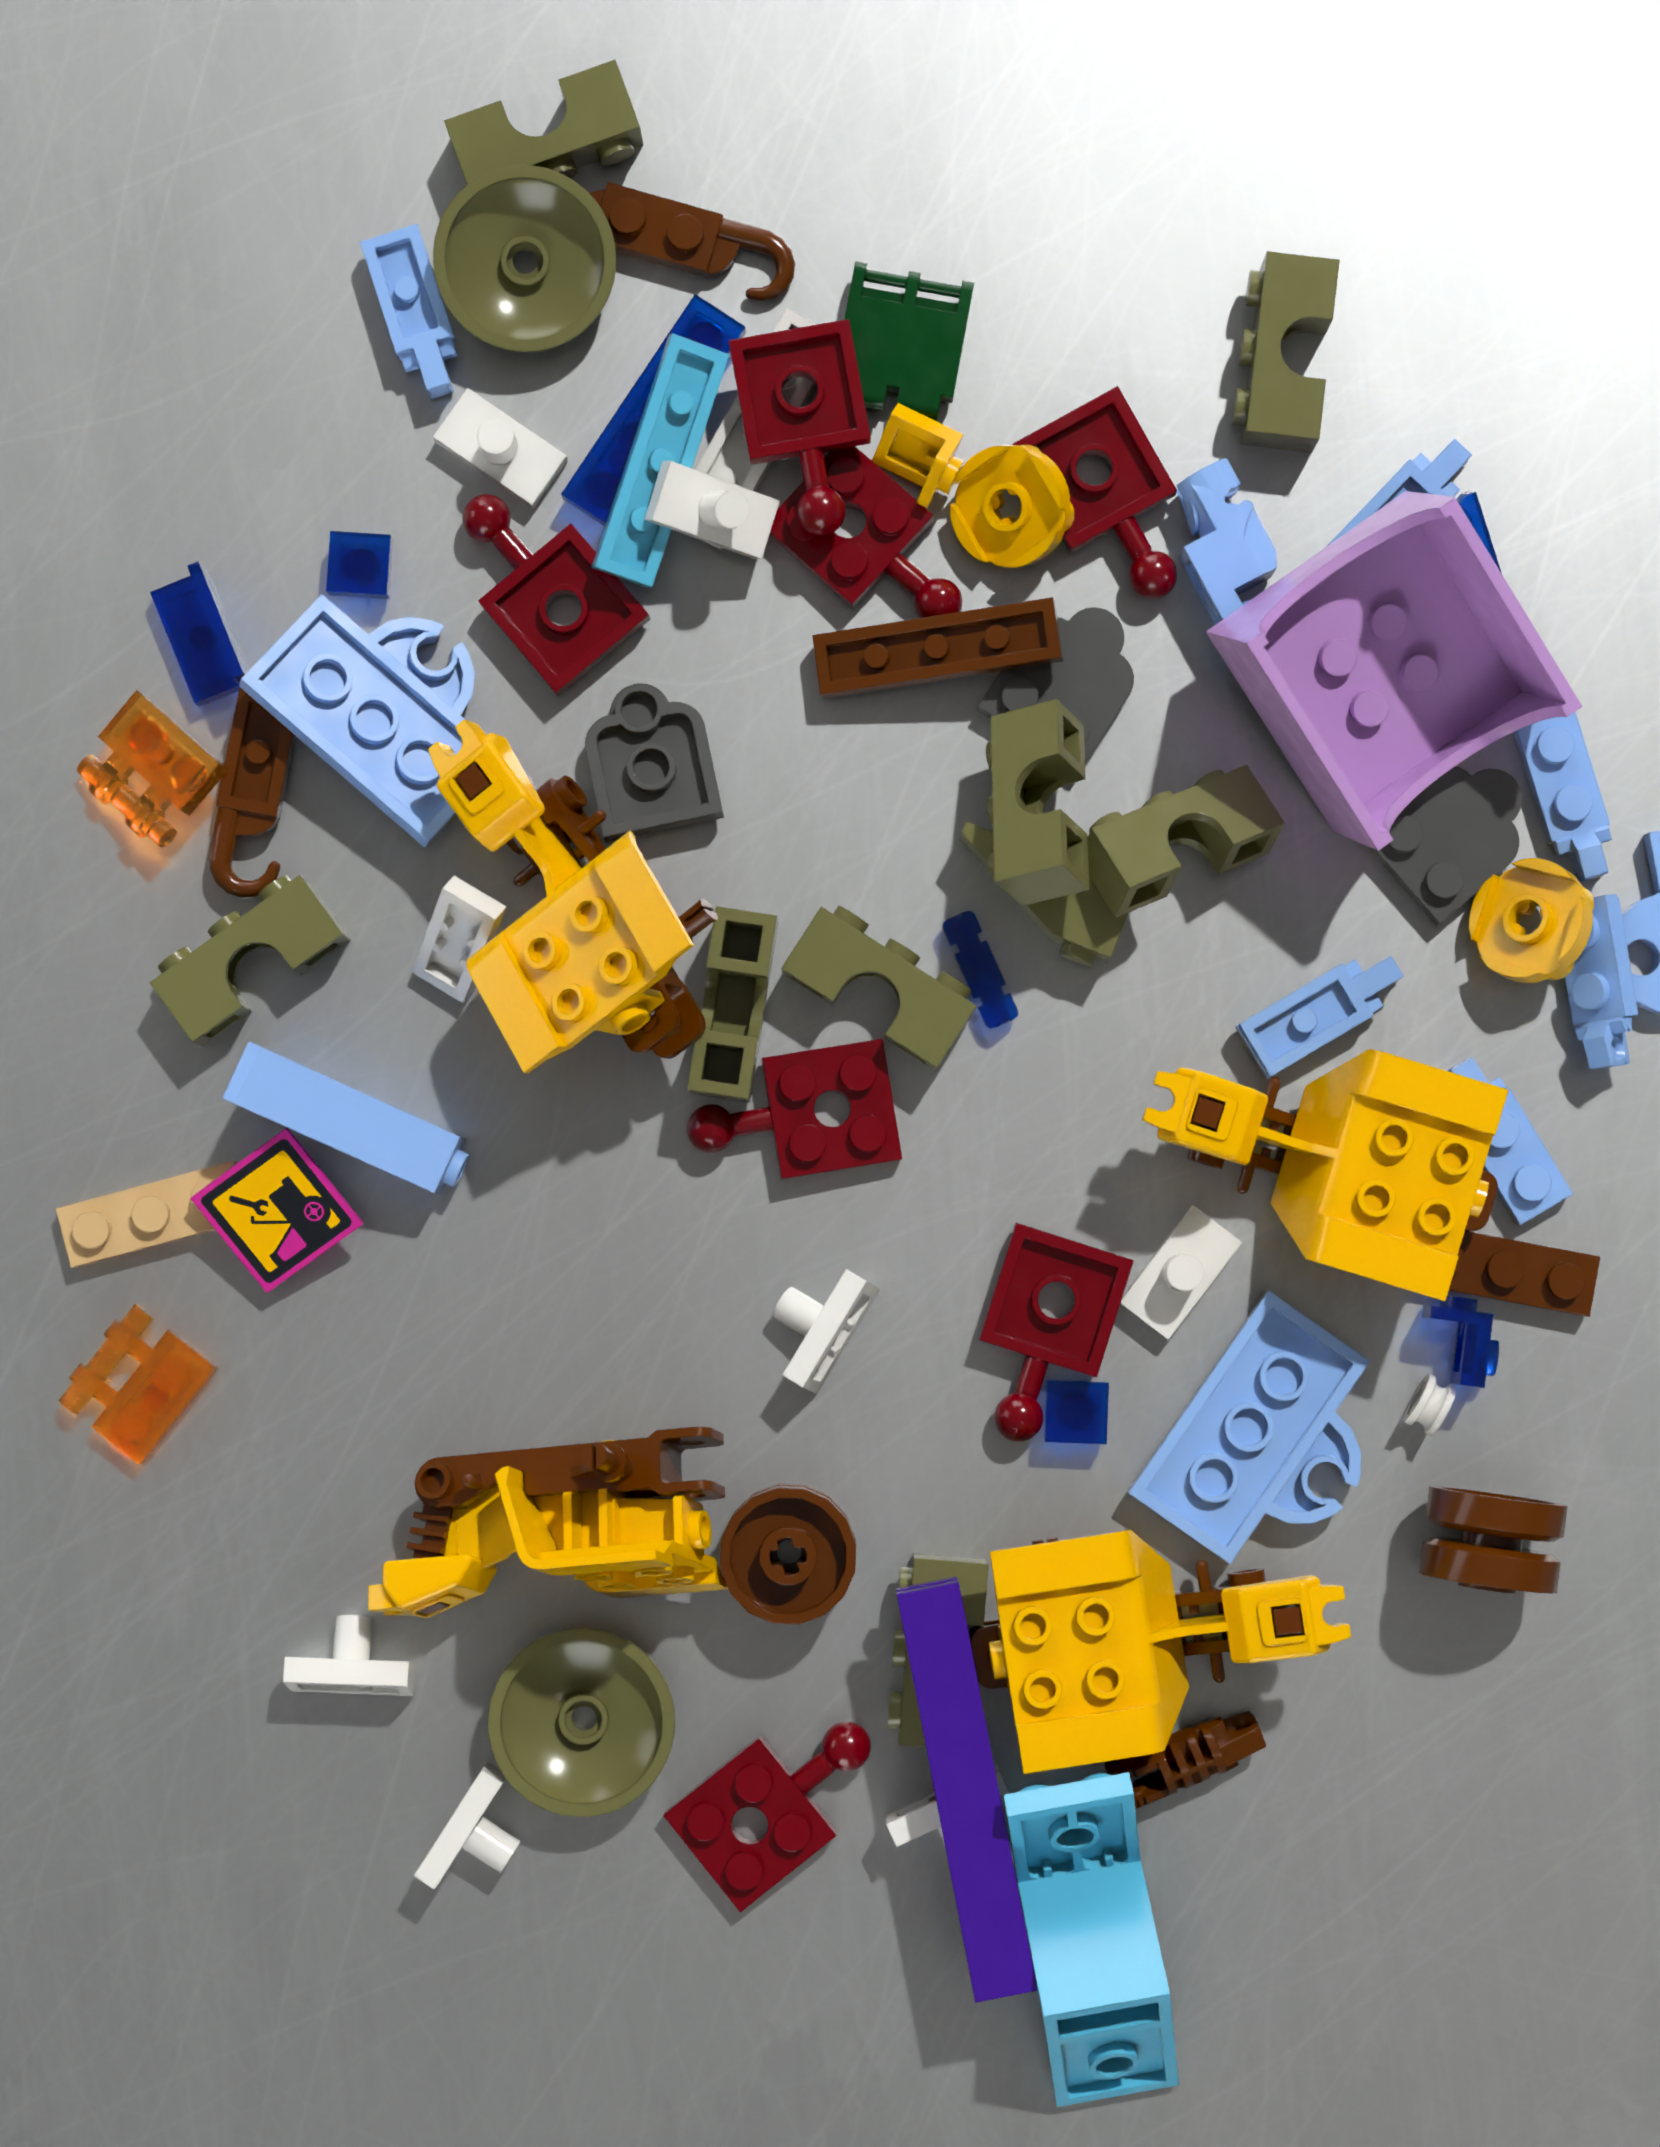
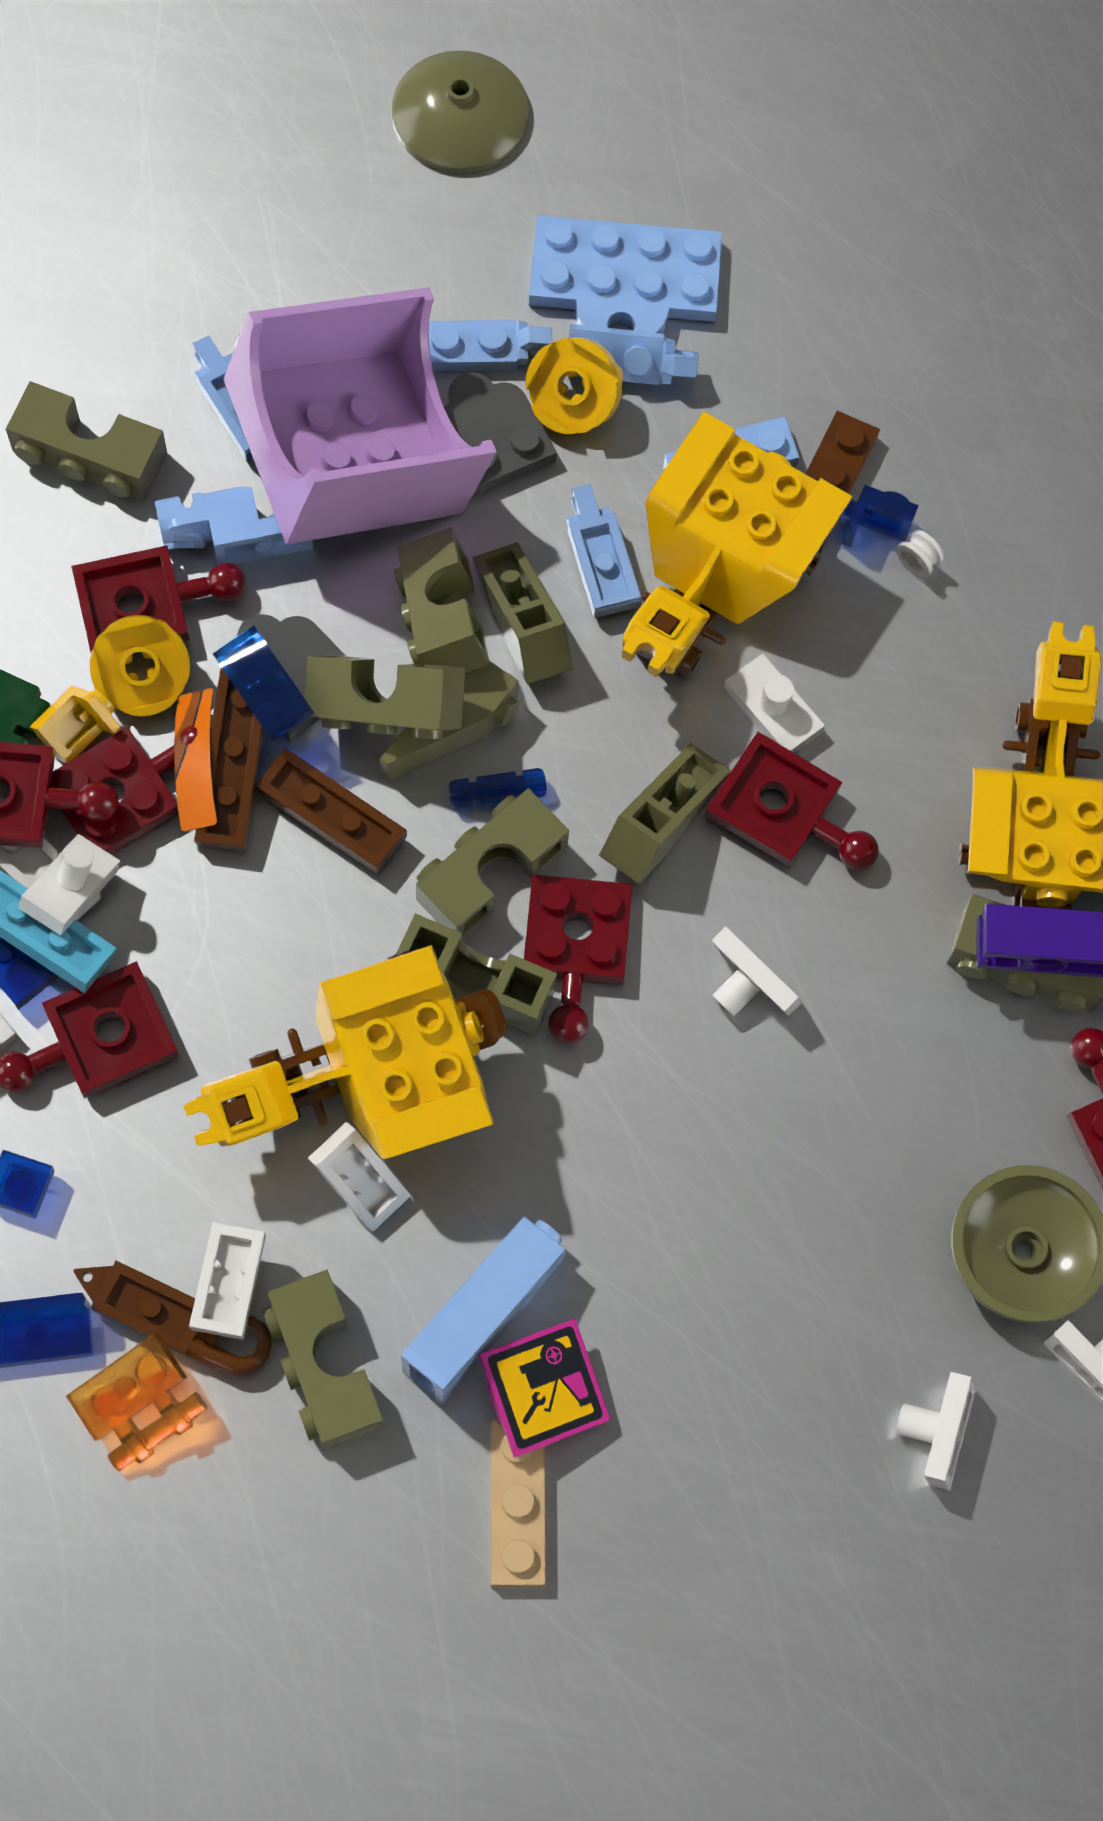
camera: 85 degrees left, 15 degrees down
(152, 1397) = (671, 1542): clear orange plate -> none
(301, 827) = (227, 1280): none -> white tile
(369, 706) = (147, 1198): light blue plate -> none
(578, 1509) = (850, 1202): yellow piece -> none
(651, 765) = (259, 994): dark grey plate -> none
(779, 1589) = (932, 1018): reddish brown wheel -> none
(896, 782) = (331, 810): none -> reddish brown plate
(910, 604) = (193, 762): none -> orange sticker
(1002, 1174) = (663, 813): none -> olive slope
(1011, 657) = (263, 683): none -> clear blue slope
(1076, 1411) = (865, 806): clear blue plate -> none
(1213, 938) = (524, 613): none -> olive slope
(1257, 1433) = (912, 680): light blue plate -> none
(1492, 1541) = (1037, 528): reddish brown wheel -> none

